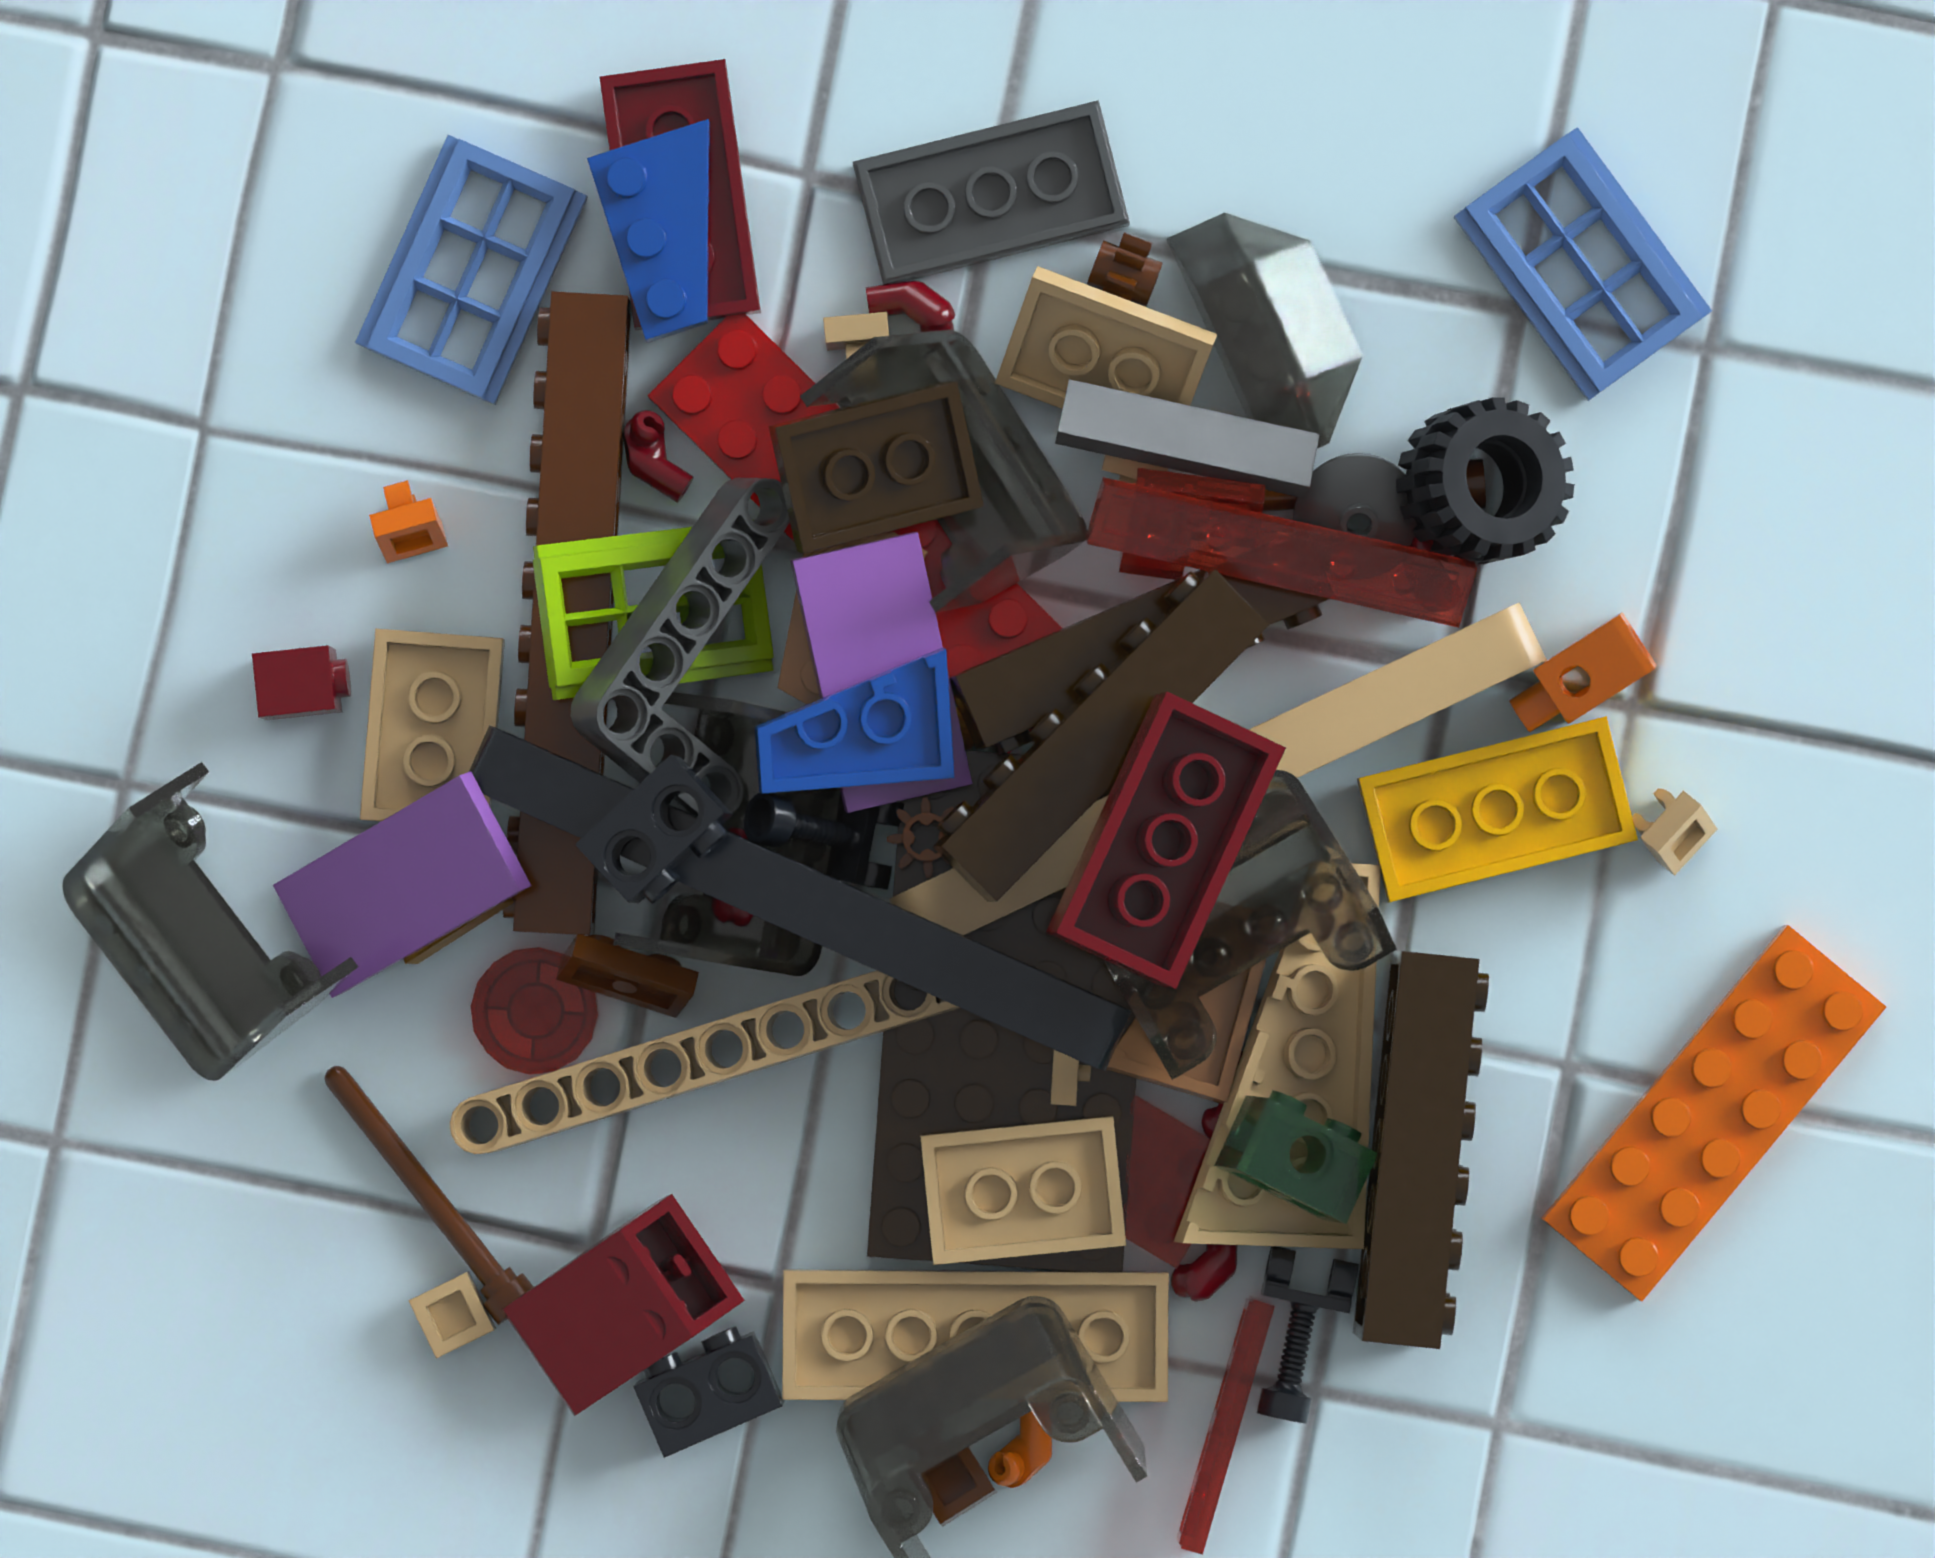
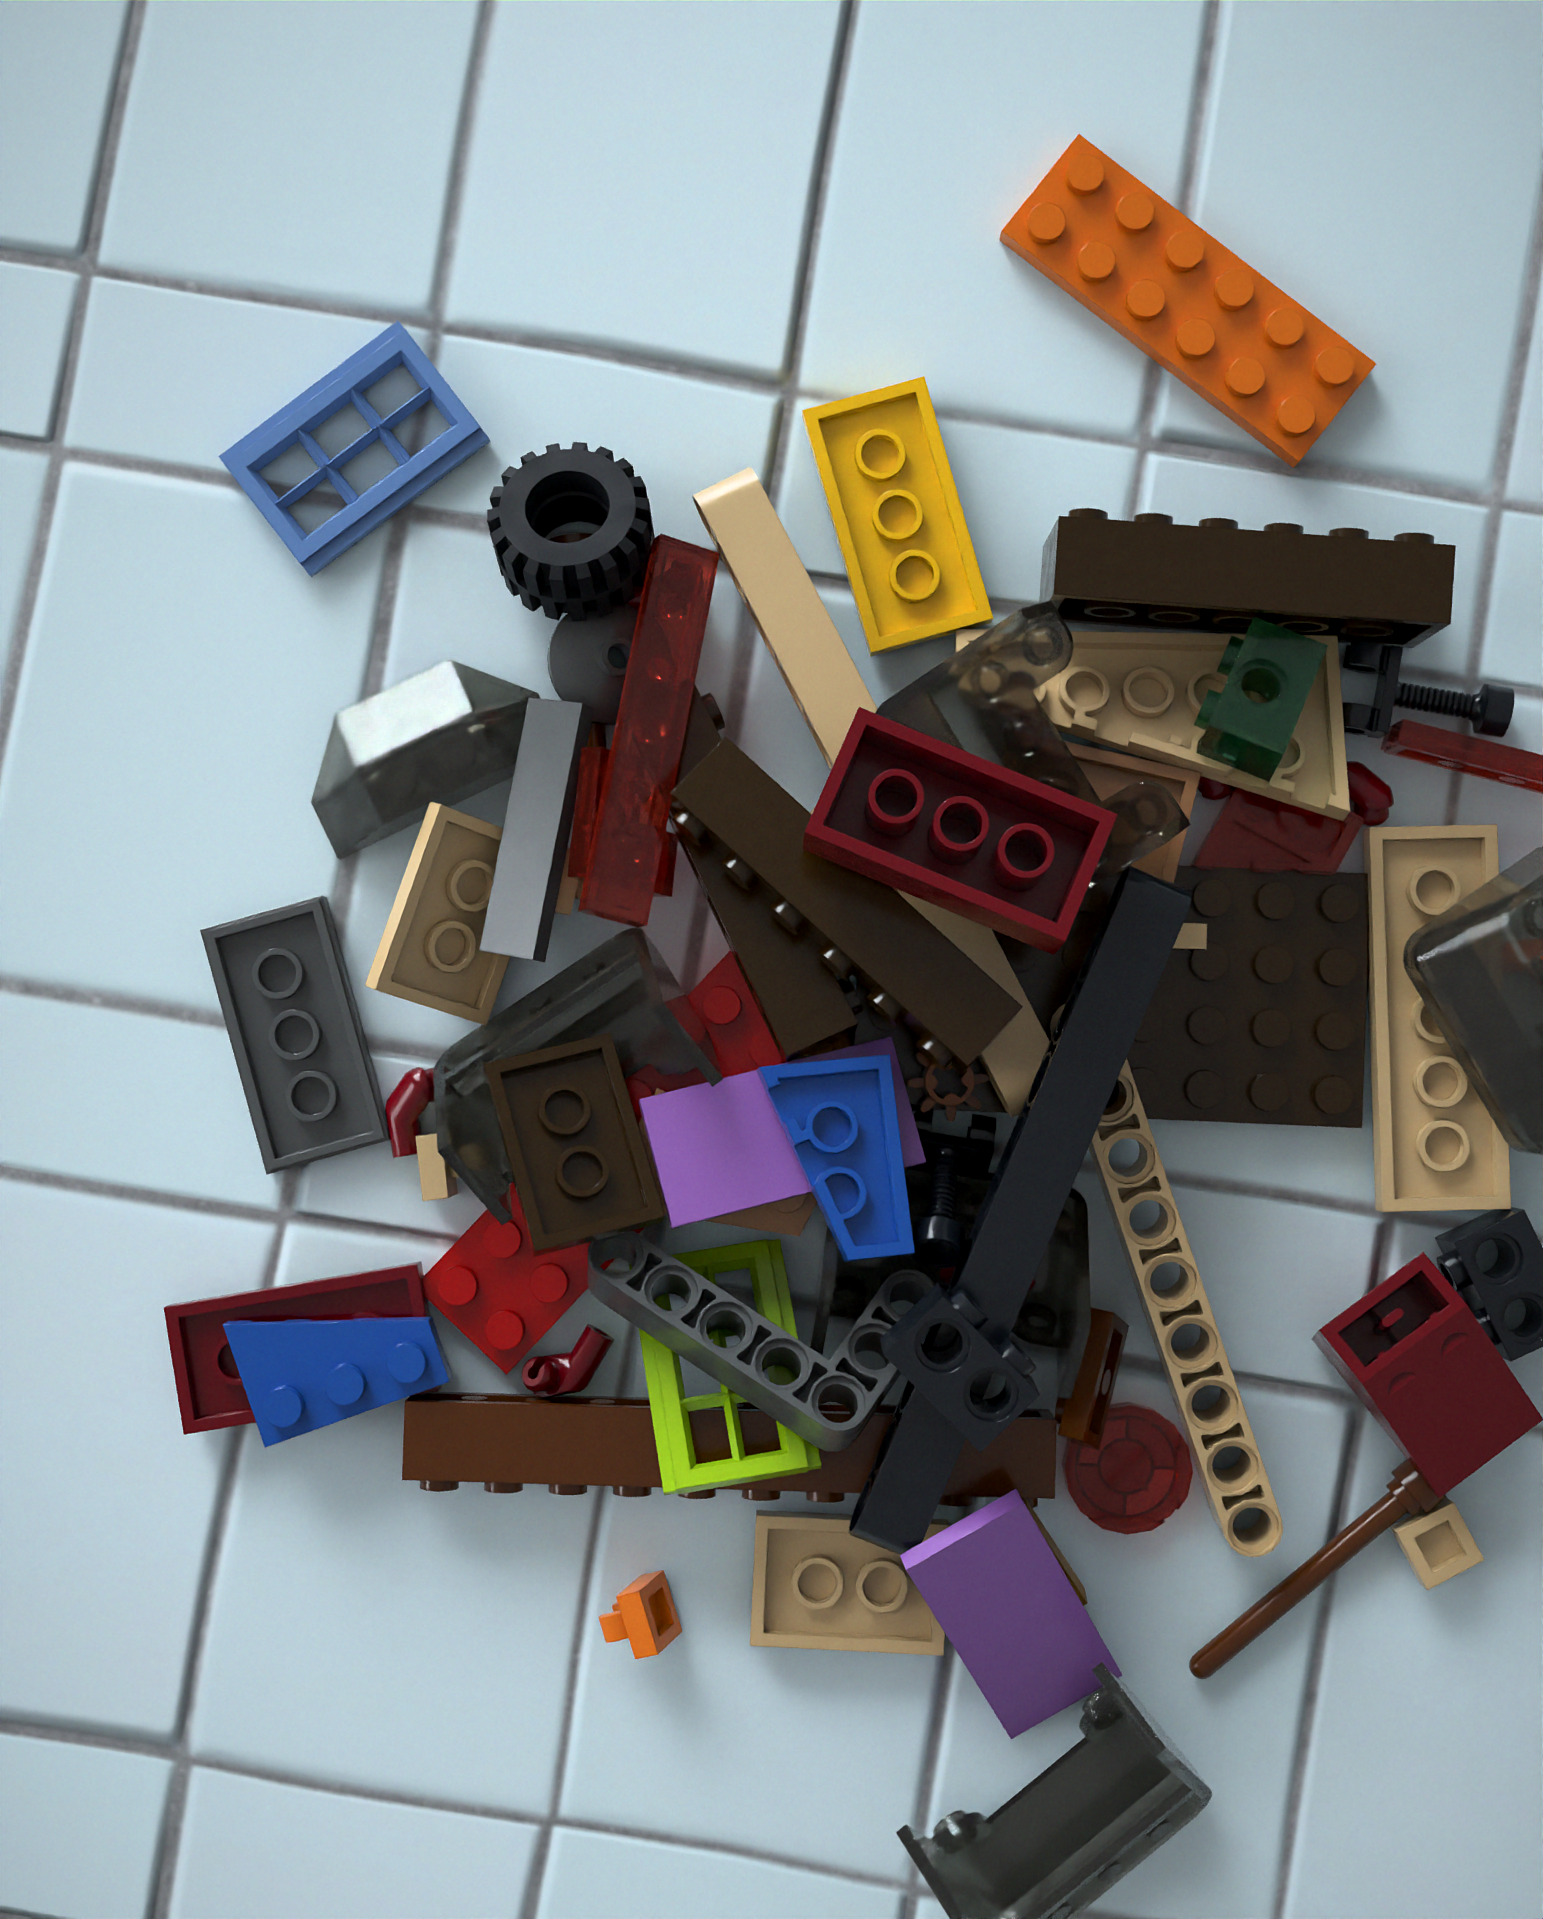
camera: 85 degrees left, 0 degrees up
(300, 682) = (806, 1721): dark red brick -> none
(417, 248) = (362, 1611): medium blue piece -> none
(1023, 1190) = (1298, 973): tan plate -> none
(1126, 269) = (367, 896): reddish brown gear -> none
(1608, 654) = (752, 400): orange torso -> none
(1677, 831) = (914, 339): tan tile -> none

